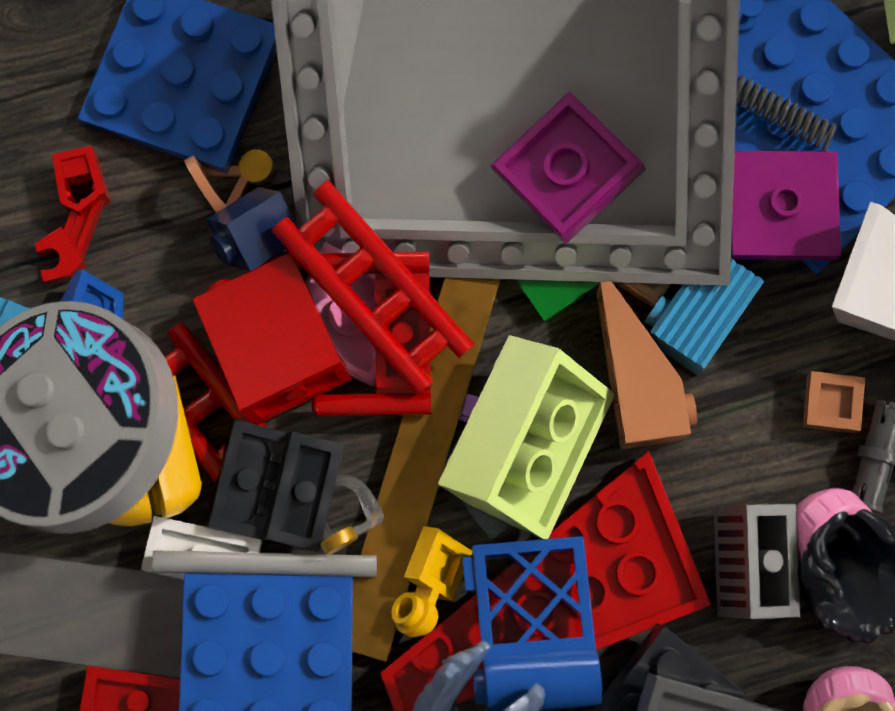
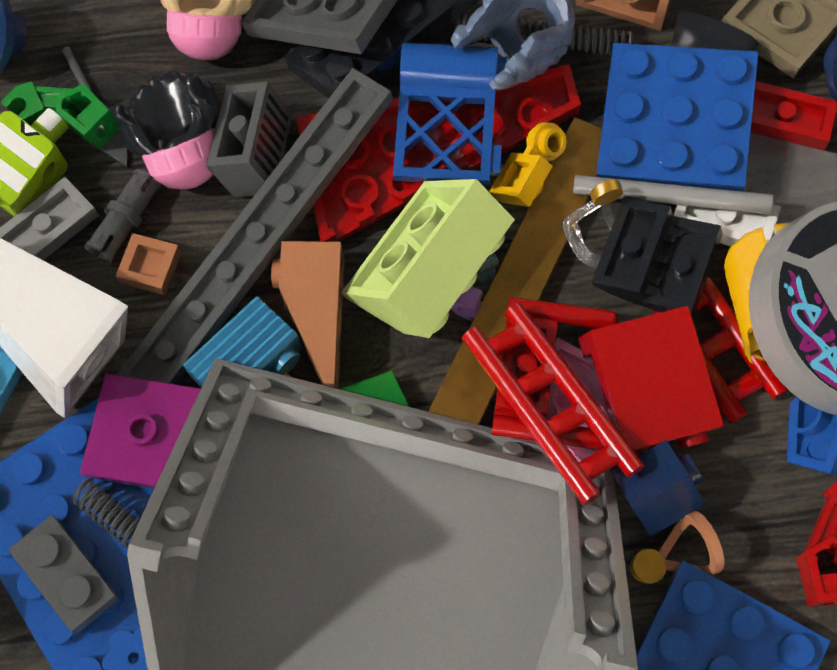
camera: 165 degrees left, 10 degrees down
(568, 167) = (344, 482): magenta plate -> none
(715, 453) = (259, 229): none -> dark grey plate
(824, 59) = (64, 574): none -> dark grey plate

